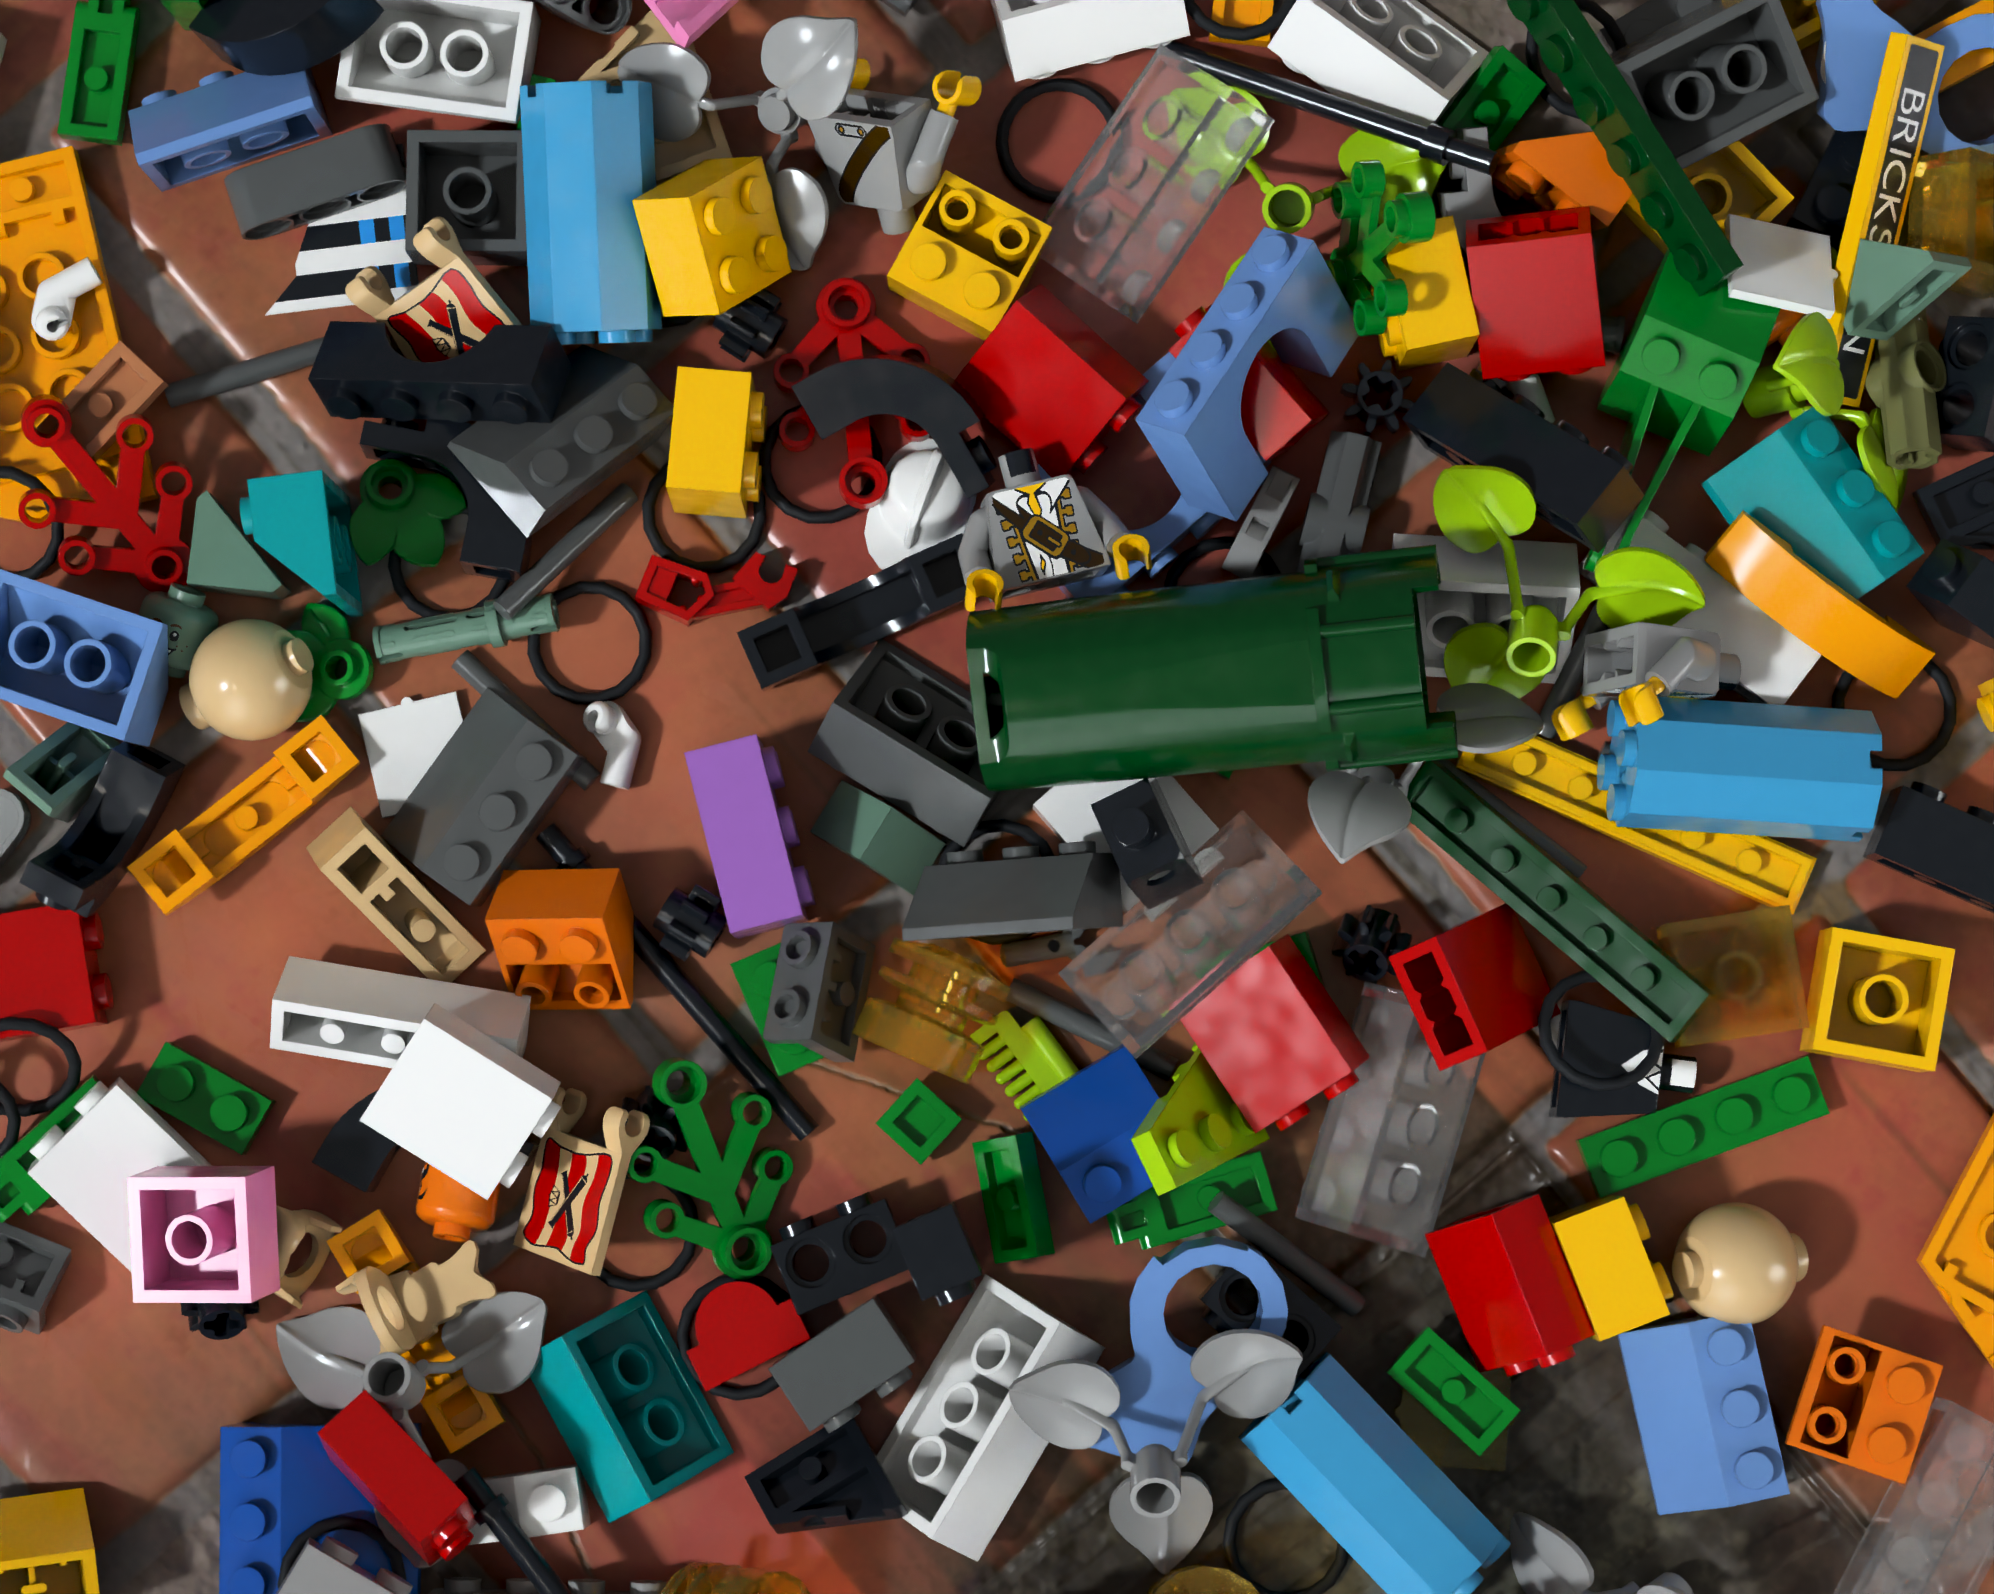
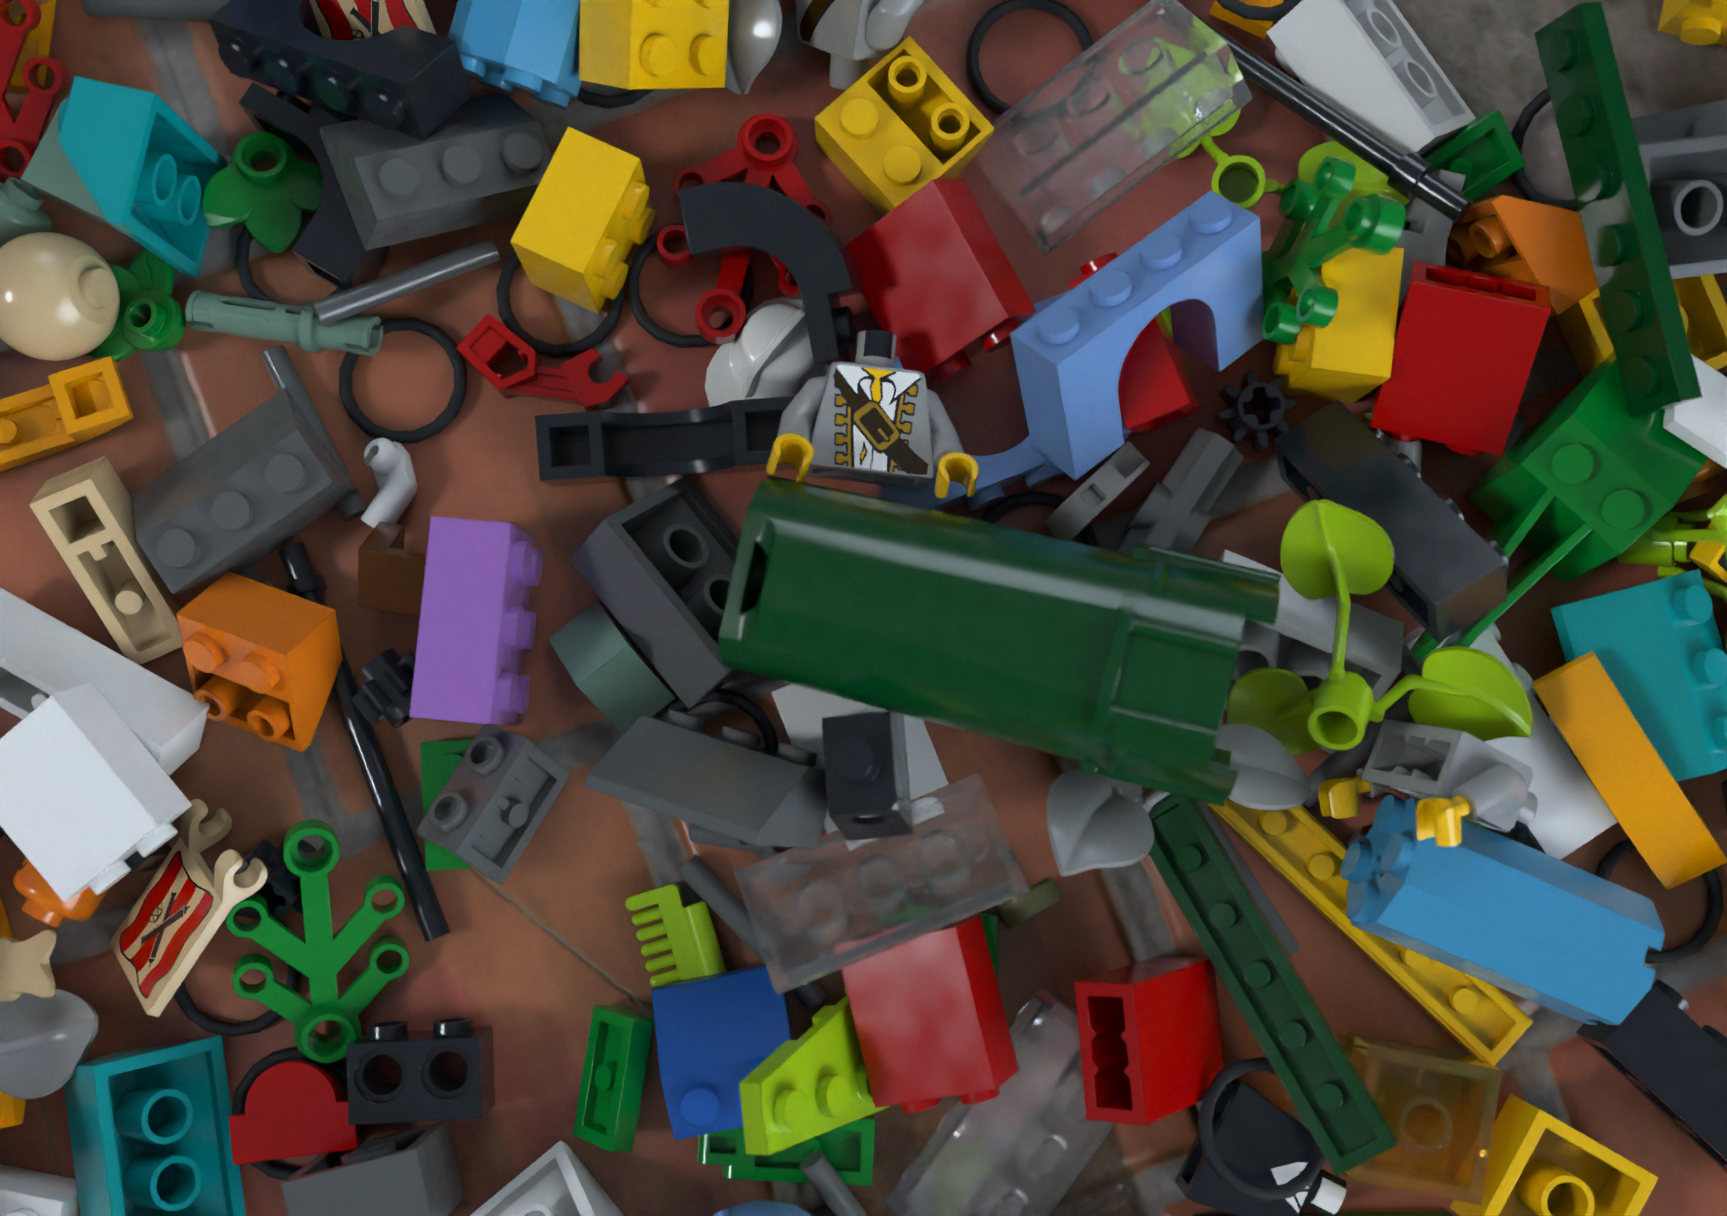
camera: 15 degrees right, 0 degrees up
(405, 743) = (190, 412): white piece -> none
(660, 821) = (388, 574): none -> reddish brown panel
(751, 326) = (667, 124): black gear -> none
(918, 1121) = (547, 966): green plate -> none
(932, 1009) = (584, 874): clear yellow wheel -> none
(939, 1254) = (496, 1130): black brick -> none
(1329, 912) = (1025, 906): none -> olive tile
(1369, 942) = (1059, 951): black gear -> none

